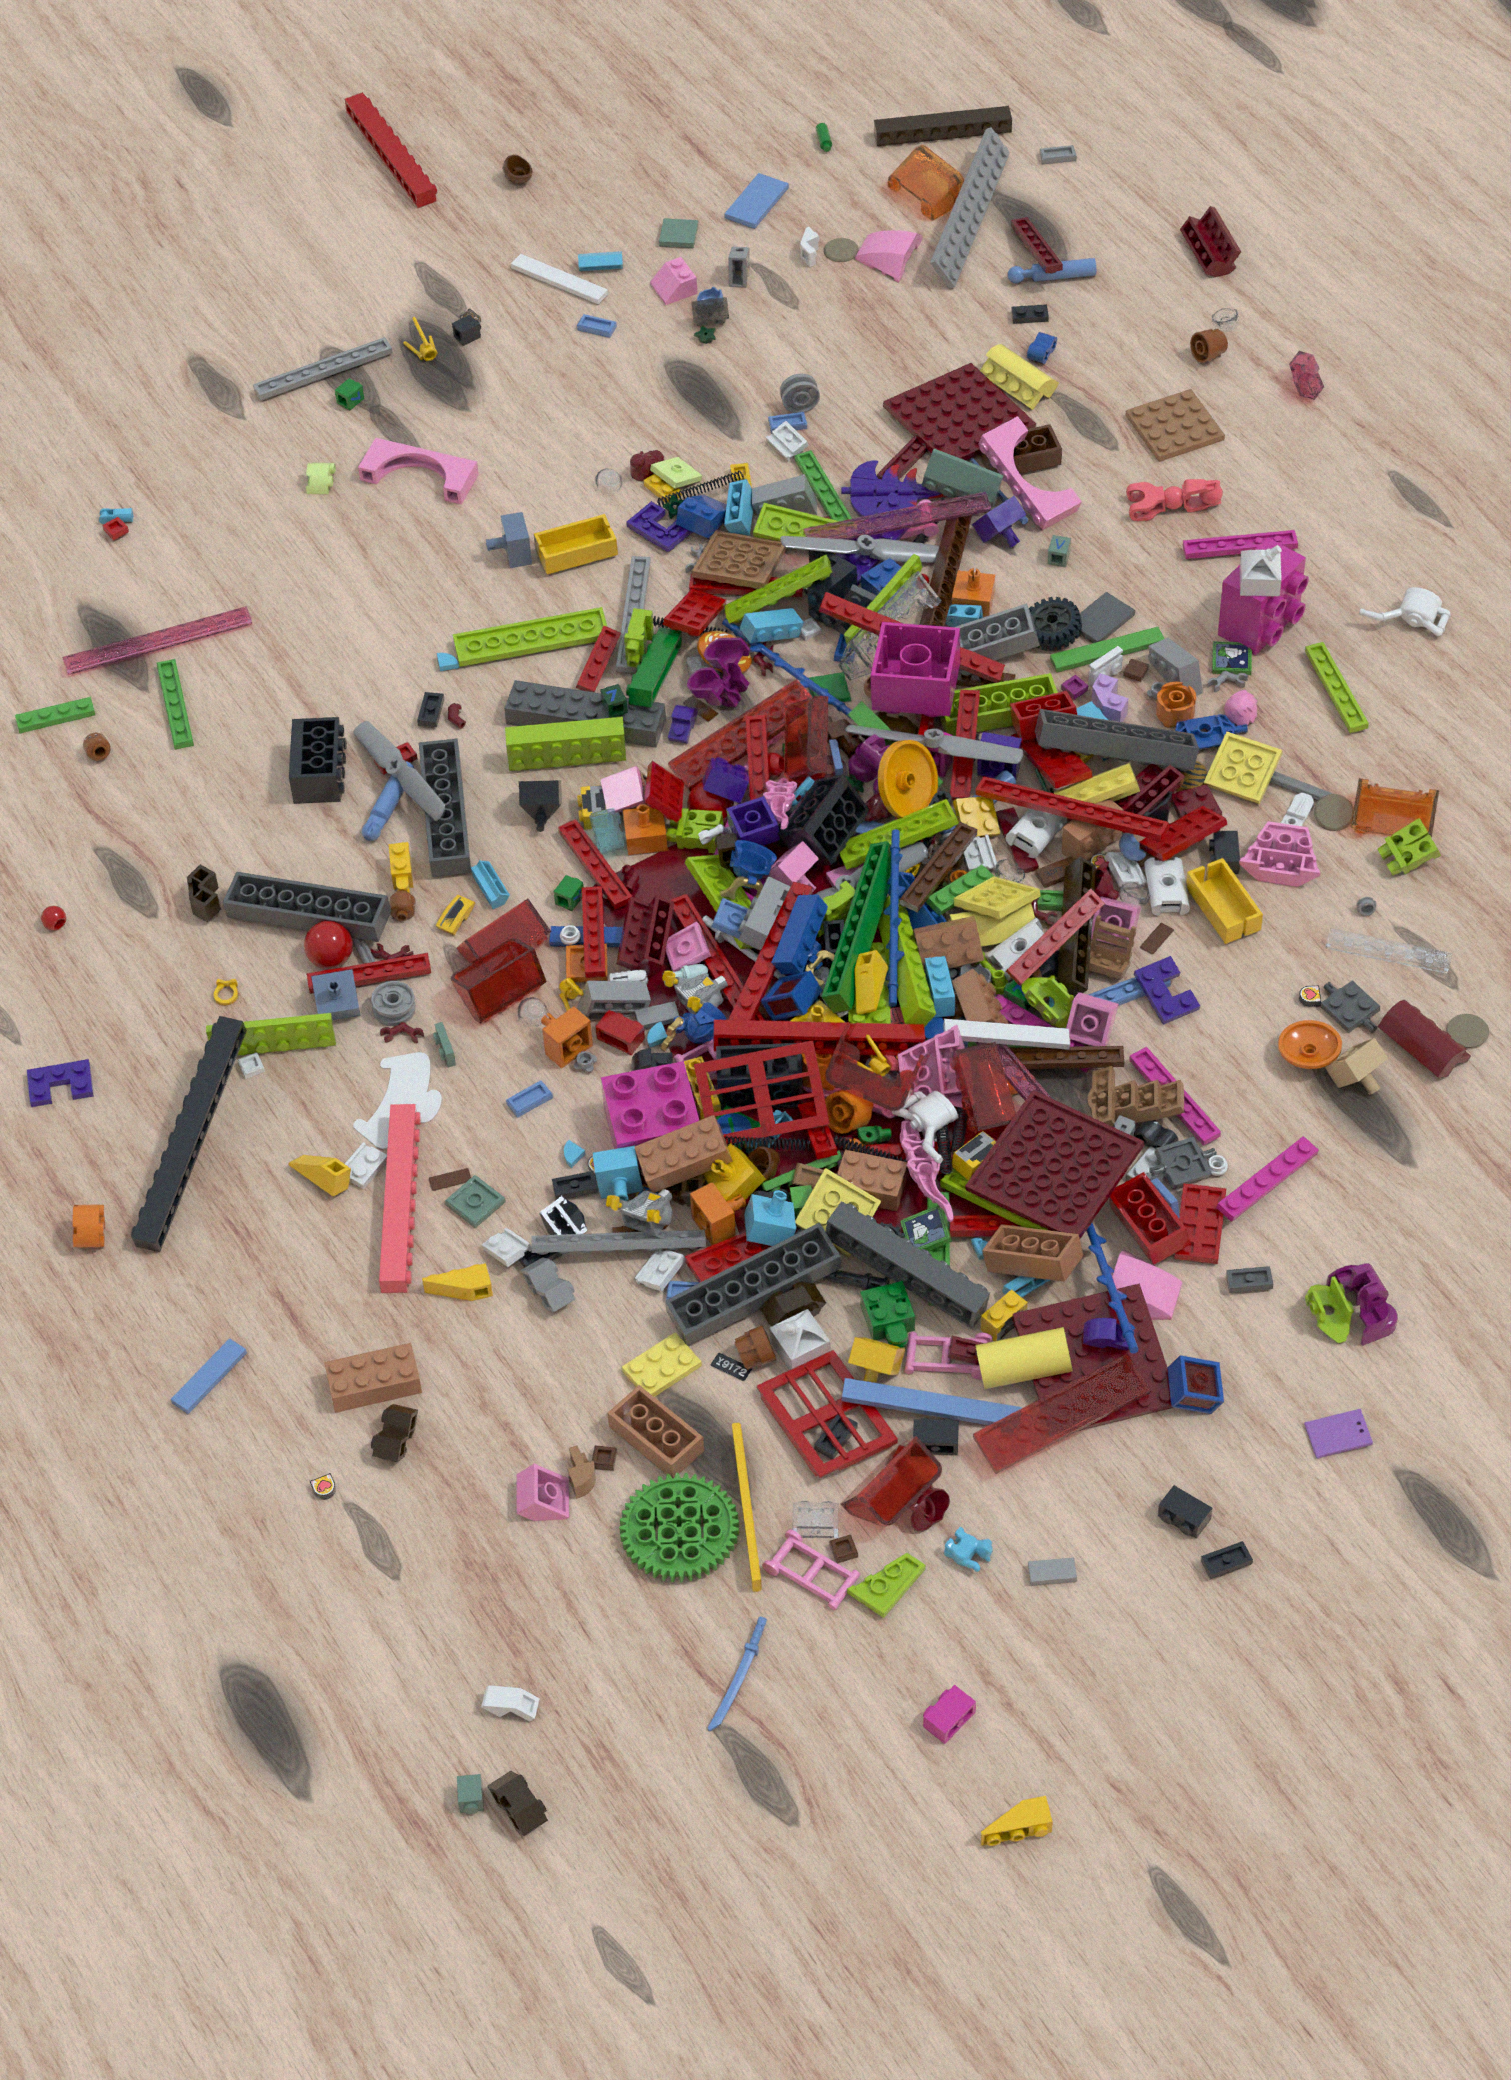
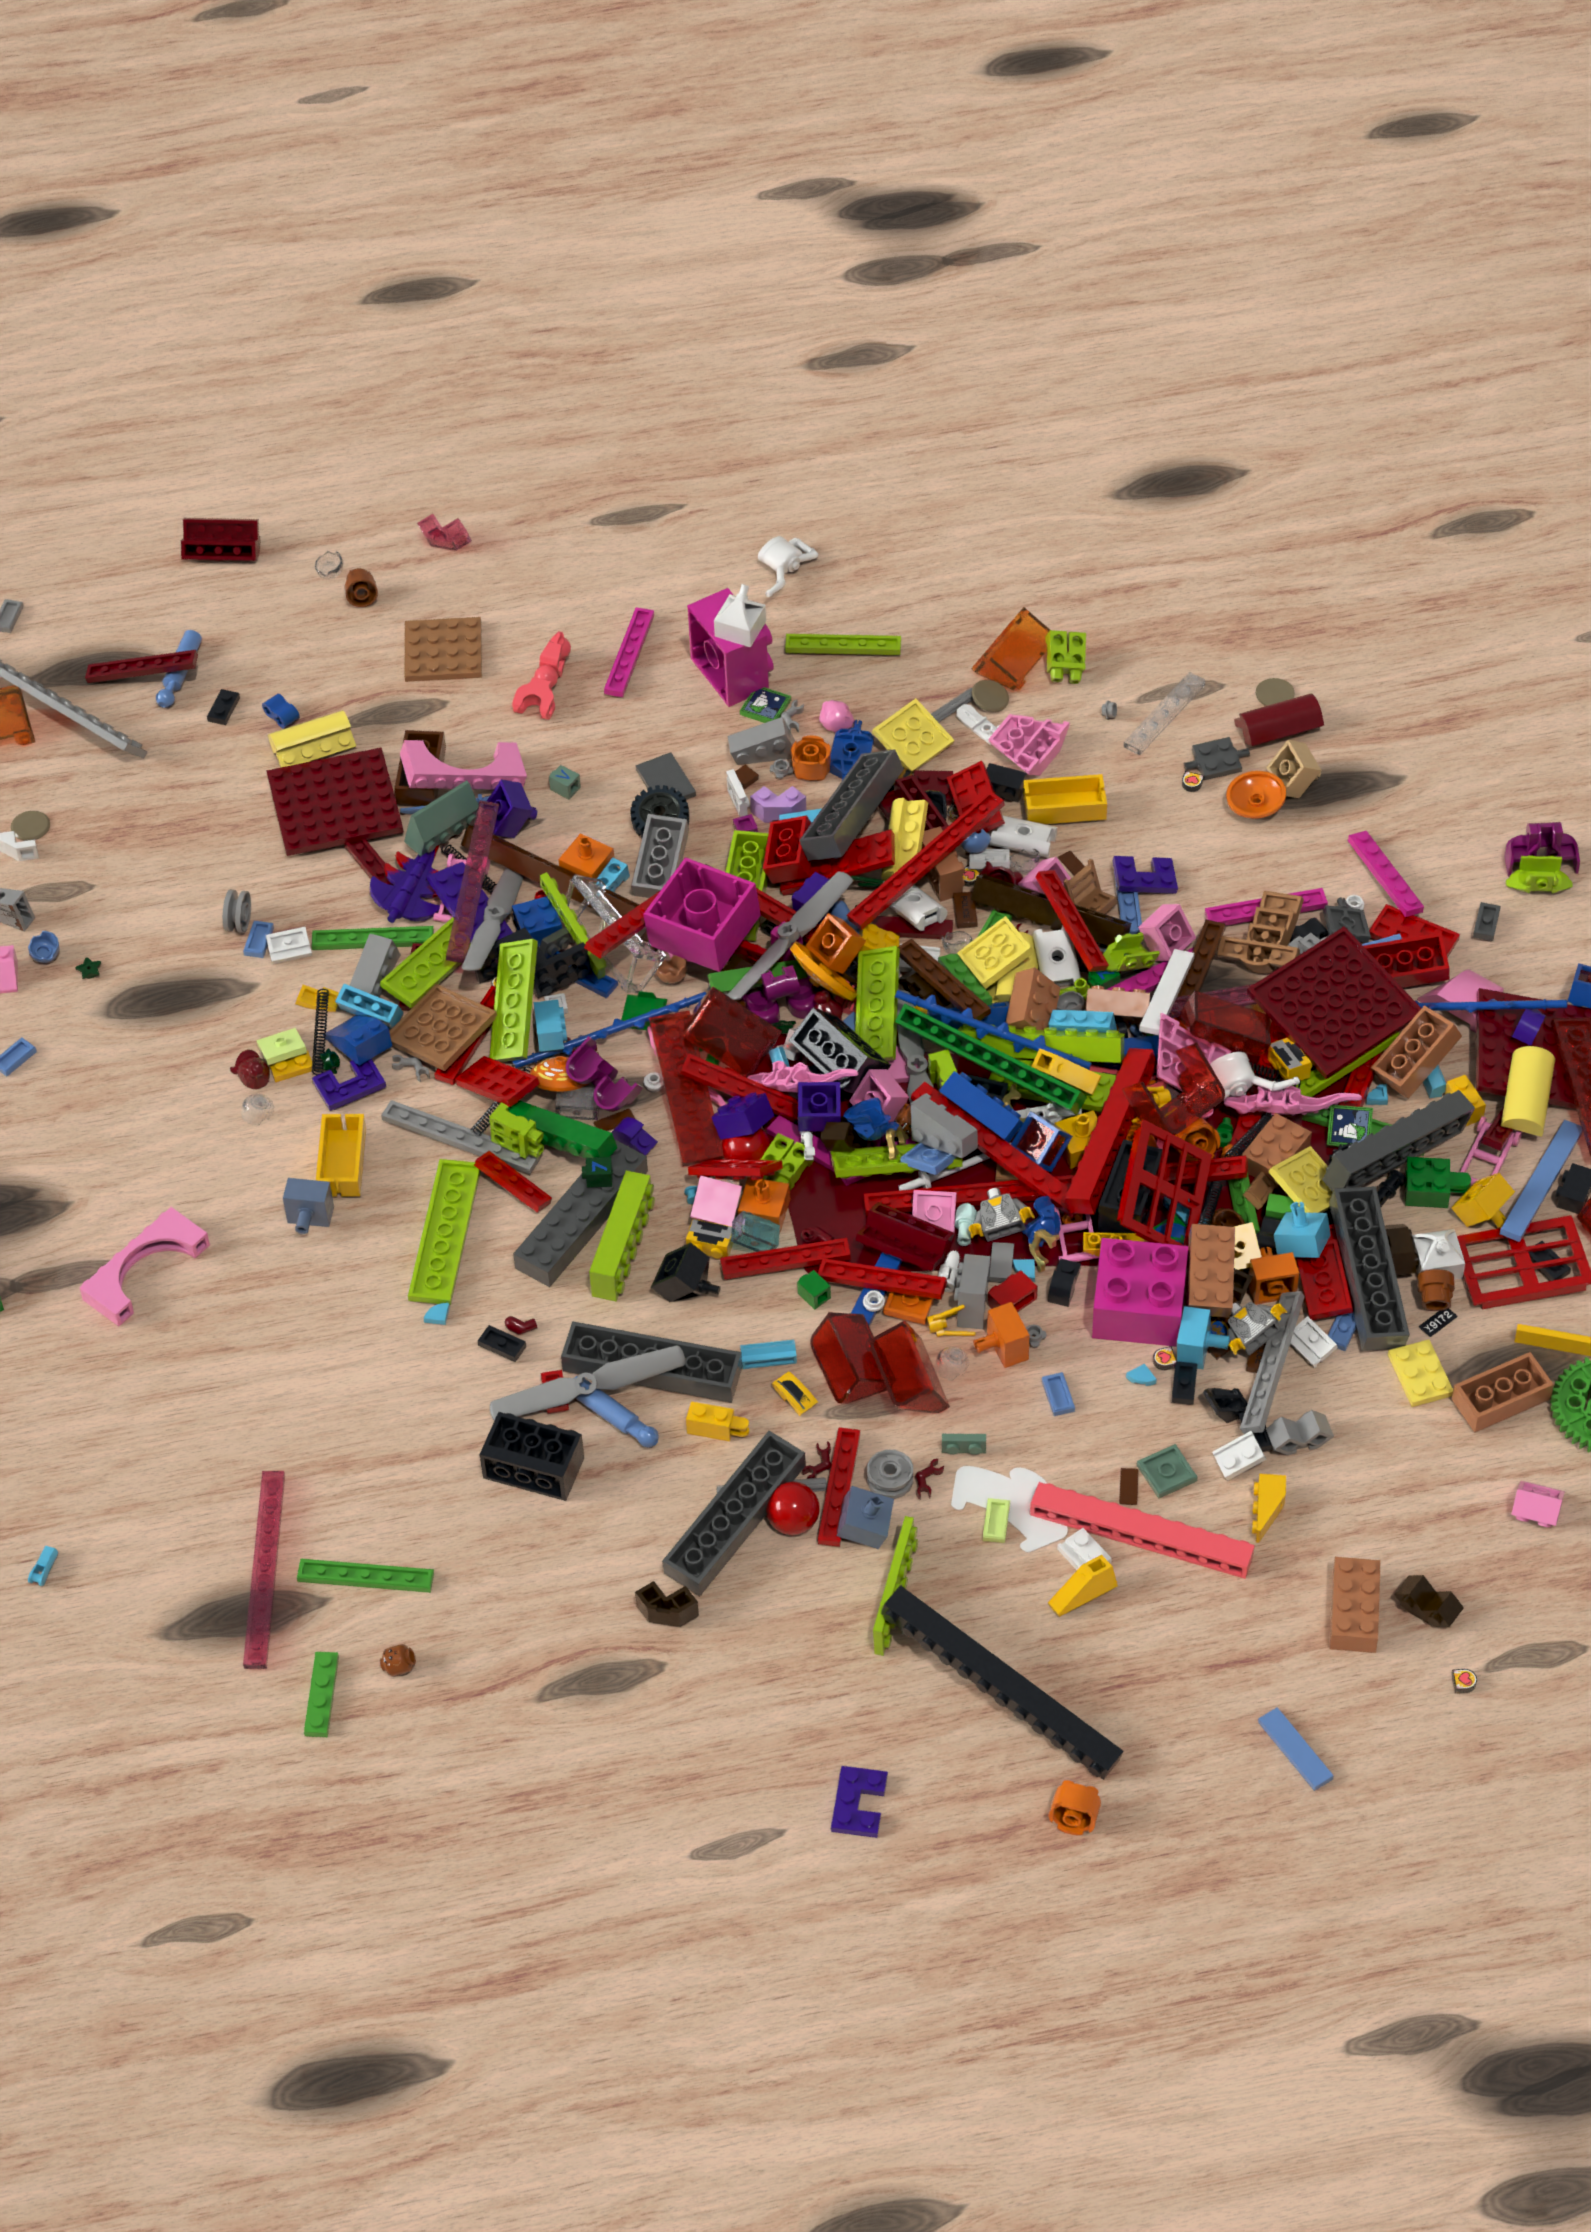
camera: 70 degrees left, 0 degrees up
(53, 918) = (628, 1755): red piece -> none
(115, 528) = (65, 1570): red plate -> none
(227, 983) = (796, 1613): yellow piece -> none
(320, 477) = (99, 1358): yellowish green cylinder -> none
(375, 1093) = (996, 1520): none -> yellowish green tile
(402, 905) = (757, 1431): dark orange head -> none
(582, 1474) = (1527, 1464): medium nougat brick -> none
(604, 1457) = (1508, 1446): reddish brown tile -> none
(710, 310) = (66, 950): clear smoke bracket -> none
(889, 251) = (64, 785): bright pink wedge -> none
(945, 779) = (835, 943): none -> orange brick
(1089, 653) = (707, 789): bright green tile -> none

